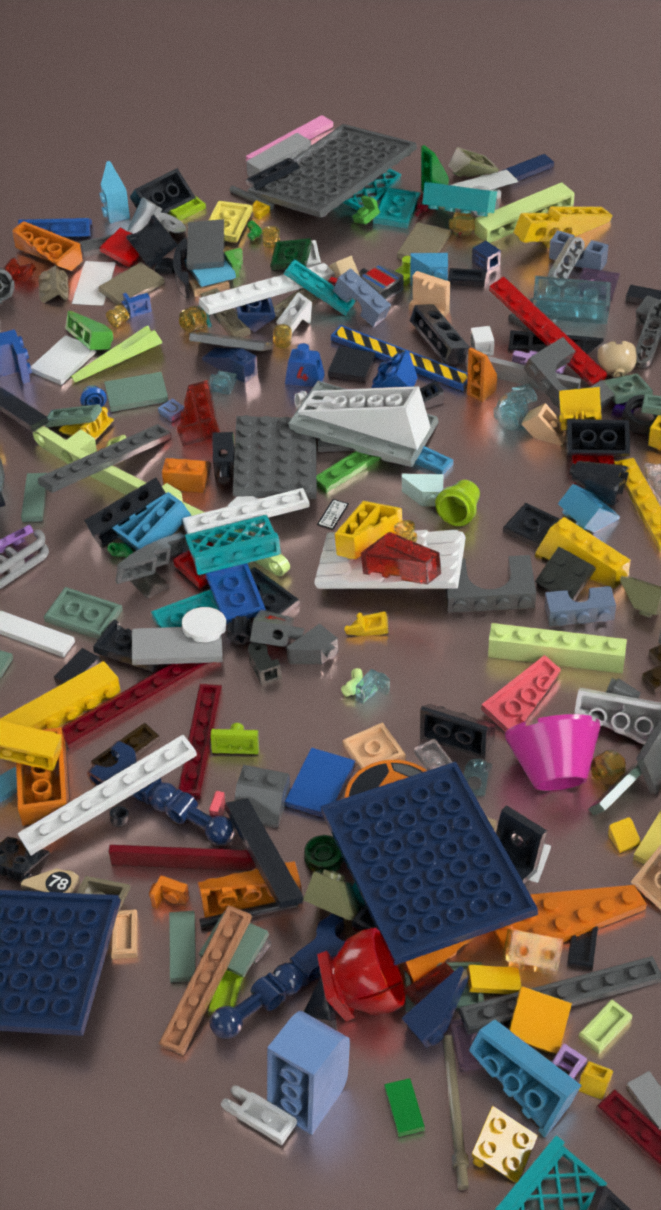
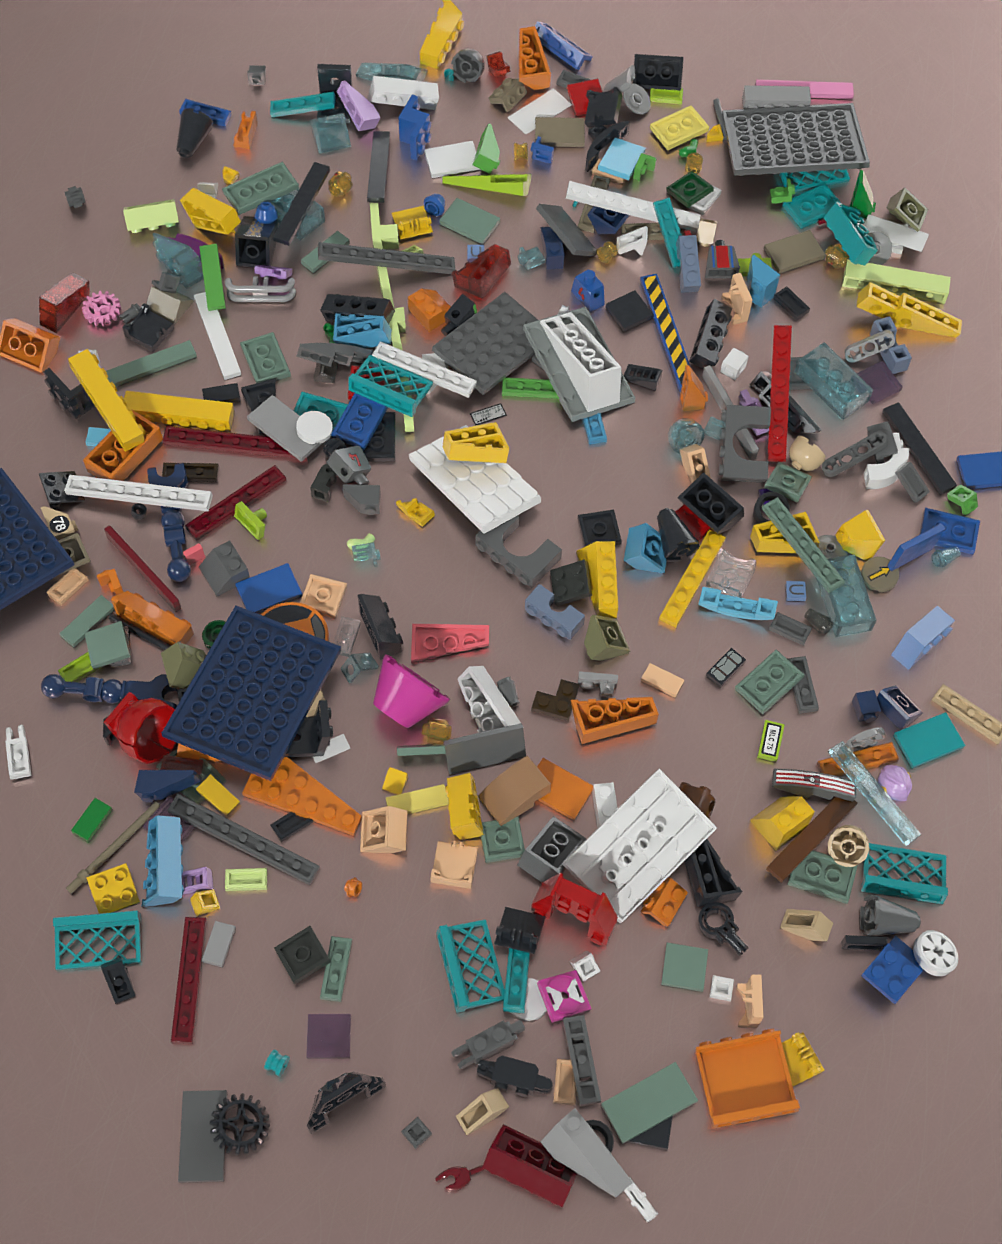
camera: 40 degrees right, 15 degrees up
(73, 415) = (406, 209): sand green tile -> none
(113, 196) = (620, 46): medium azure slope -> none
(192, 319) = (559, 192): clear yellow head -> none
(205, 244) = (637, 136): dark grey tile -> none
(205, 981) = (71, 651): nougat tile -> none
(264, 853) = (176, 605): black tile -> none
(272, 173) = (751, 110): black tile -> none
(307, 1069) = (51, 750): medium blue brick -> none
(396, 372) = (641, 345): blue slope -> none
(401, 558) = (466, 483): clear red wedge -> none
(406, 529) = (500, 467): clear yellow wheel -> none
(422, 487) = (562, 446): light aqua slope -> none
(458, 503) = (566, 473): lime piece -> none
(486, 256) = (822, 297): dark blue brick -> none
(531, 167) = (951, 245): dark blue tile -> none
(532, 950) = (252, 798): clear yellow brick -> none
(540, 1020) = (209, 841): light orange tile -> none
(560, 647) = (504, 627): yellowish green brick -> none
(579, 404) = (725, 470): yellow hinge -> none

